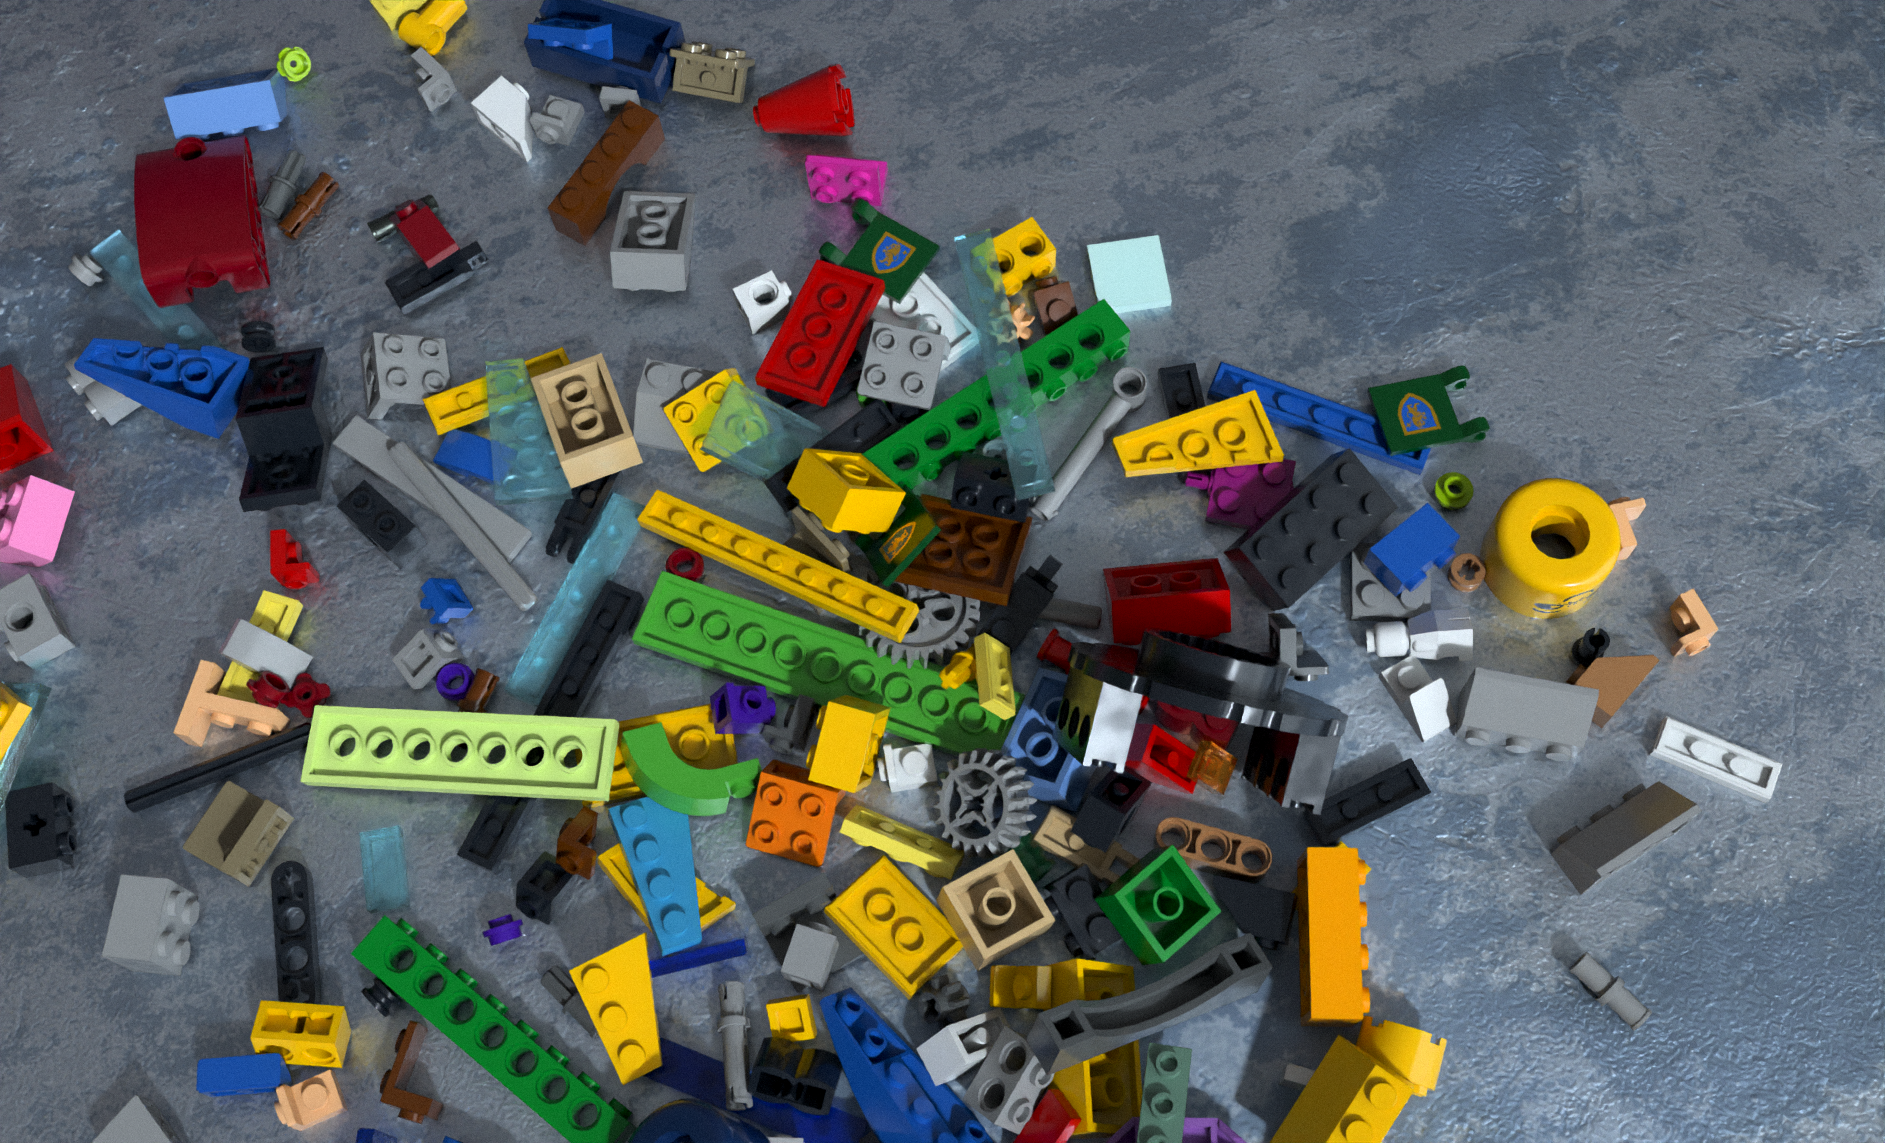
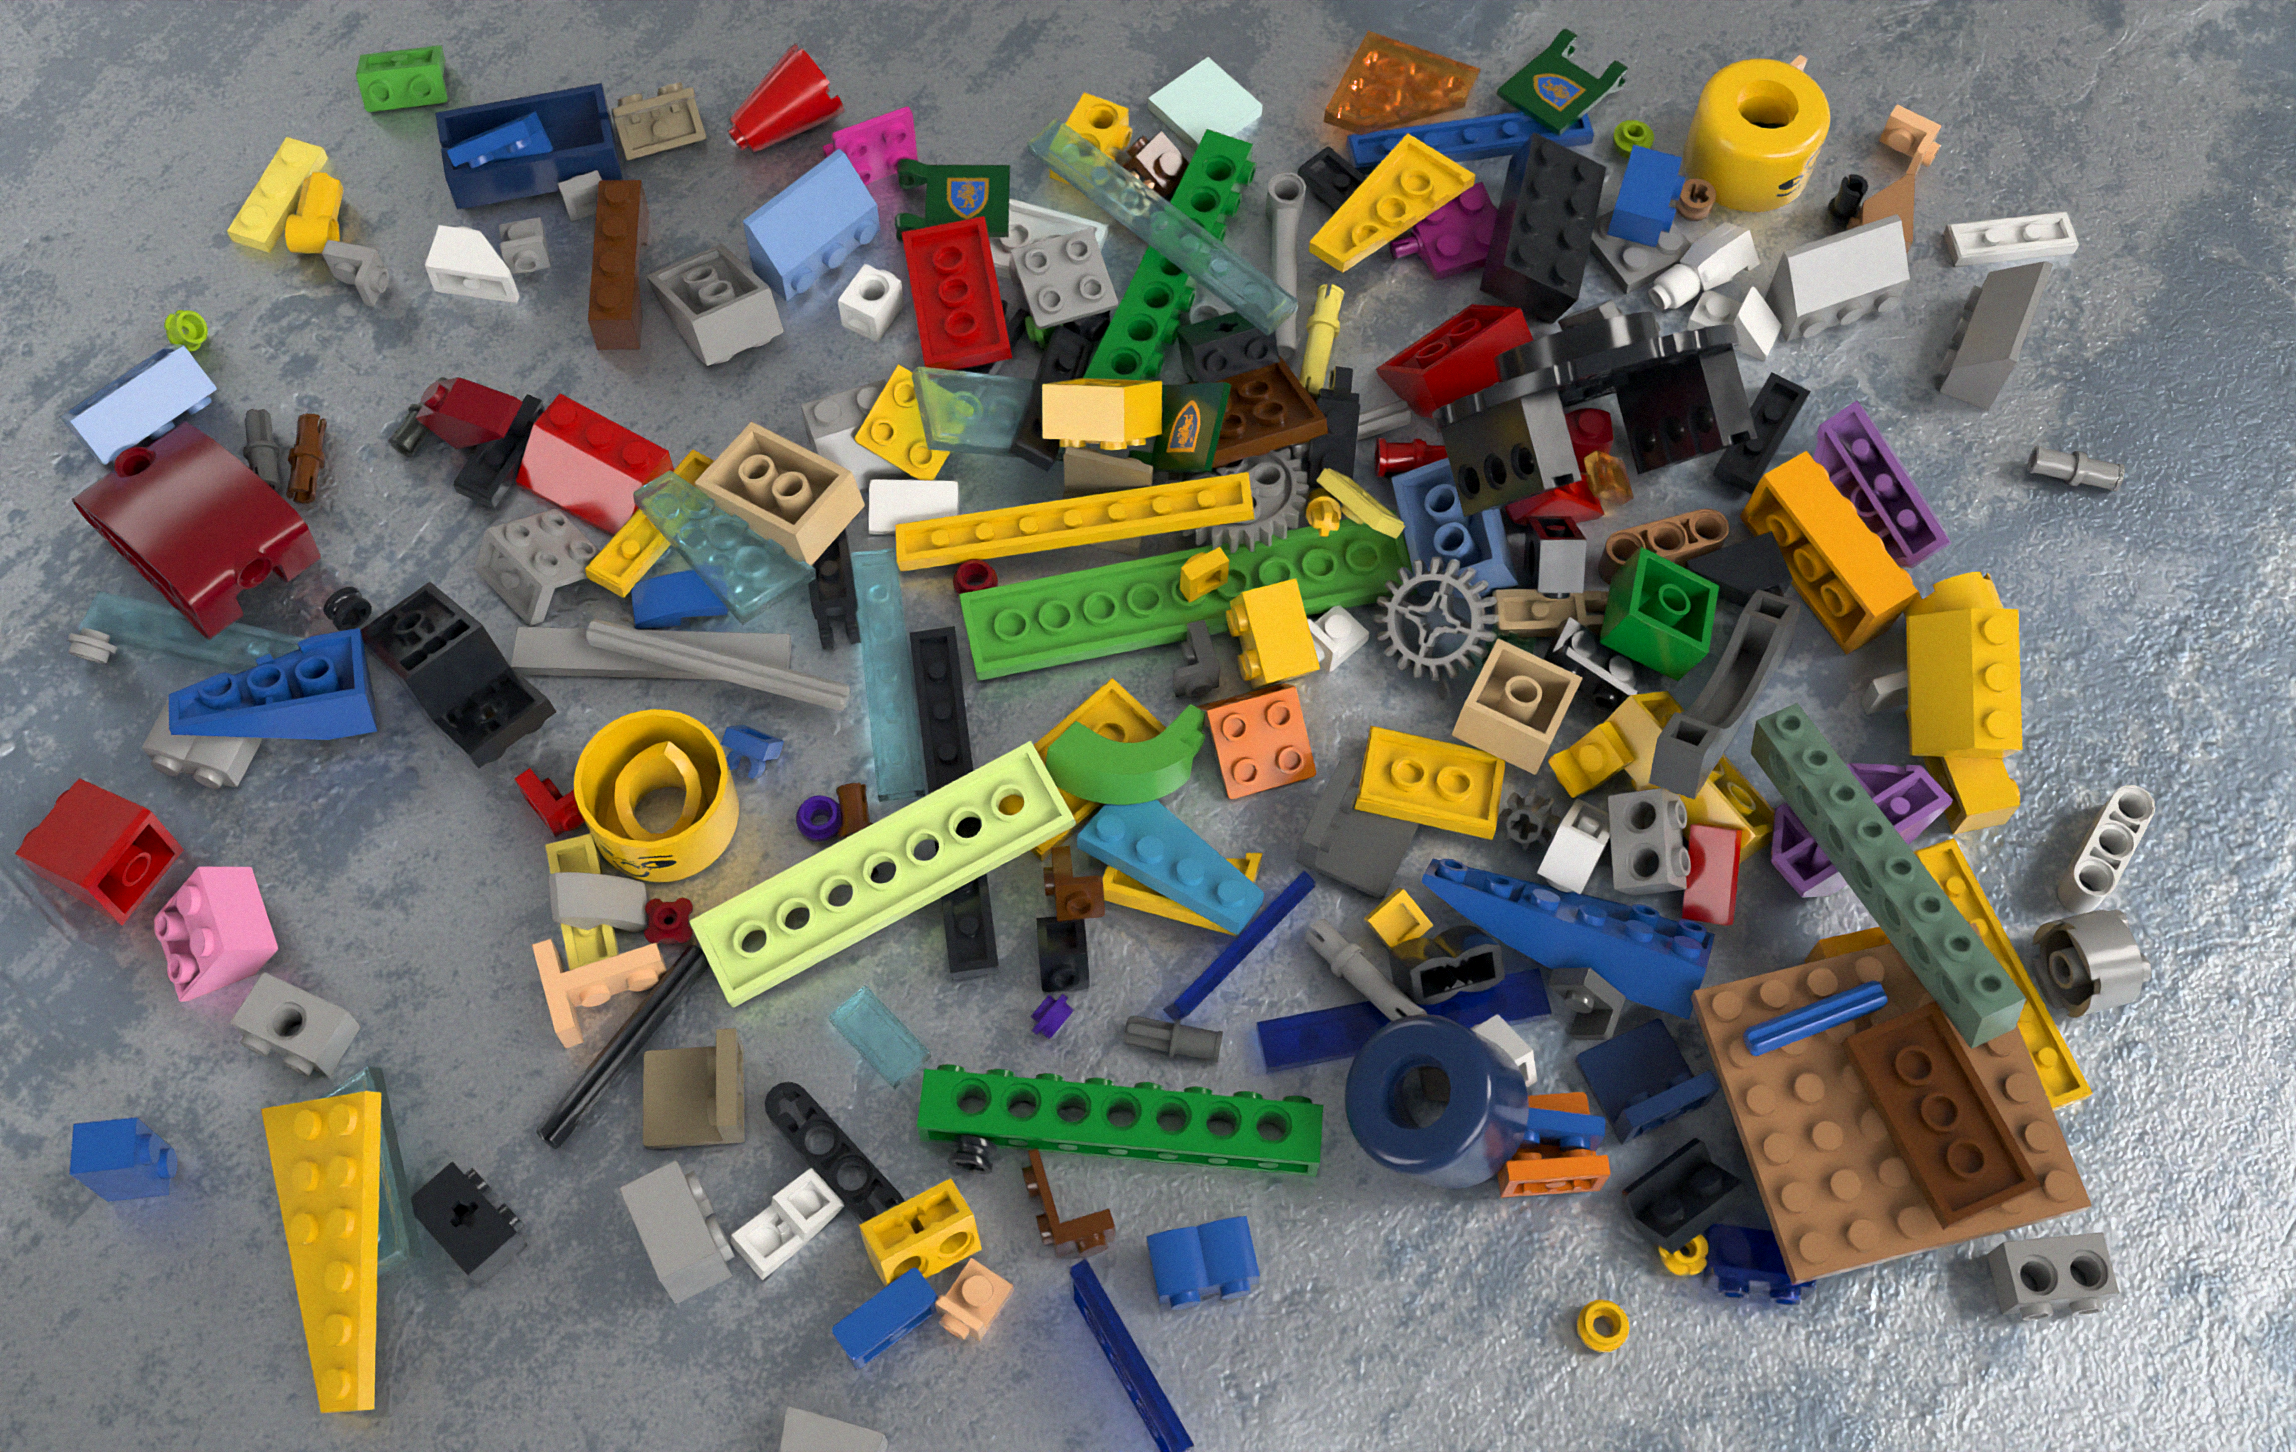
camera: 40 degrees left, 5 degrees down
(234, 964) = (787, 1224): none -> white slope
(269, 689) = (631, 930): dark red plate -> none
(327, 573) = (648, 754): none -> yellow piece
(382, 524) = (610, 697): black brick -> none
(426, 656) = (771, 810): light grey bracket -> none
(481, 318) = (589, 464): none -> red slope
(622, 1006) = (1234, 1003): yellow wing -> none
(681, 480) = (909, 501): none -> white slope
(741, 709) = (1148, 667): dark purple brick -> none
(756, 218) = (811, 226): none -> medium blue slope
(810, 955) = (1378, 849): light grey brick -> none
(837, 662) = (1203, 574): none -> yellow plate
(902, 842) = (1381, 704): light yellow plate -> none
(1082, 513) = (1322, 329): none -> light yellow pin
(1289, 340) = (1397, 85): none -> clear orange plate
(1415, 911) = (1879, 486): none -> medium lavender wedge

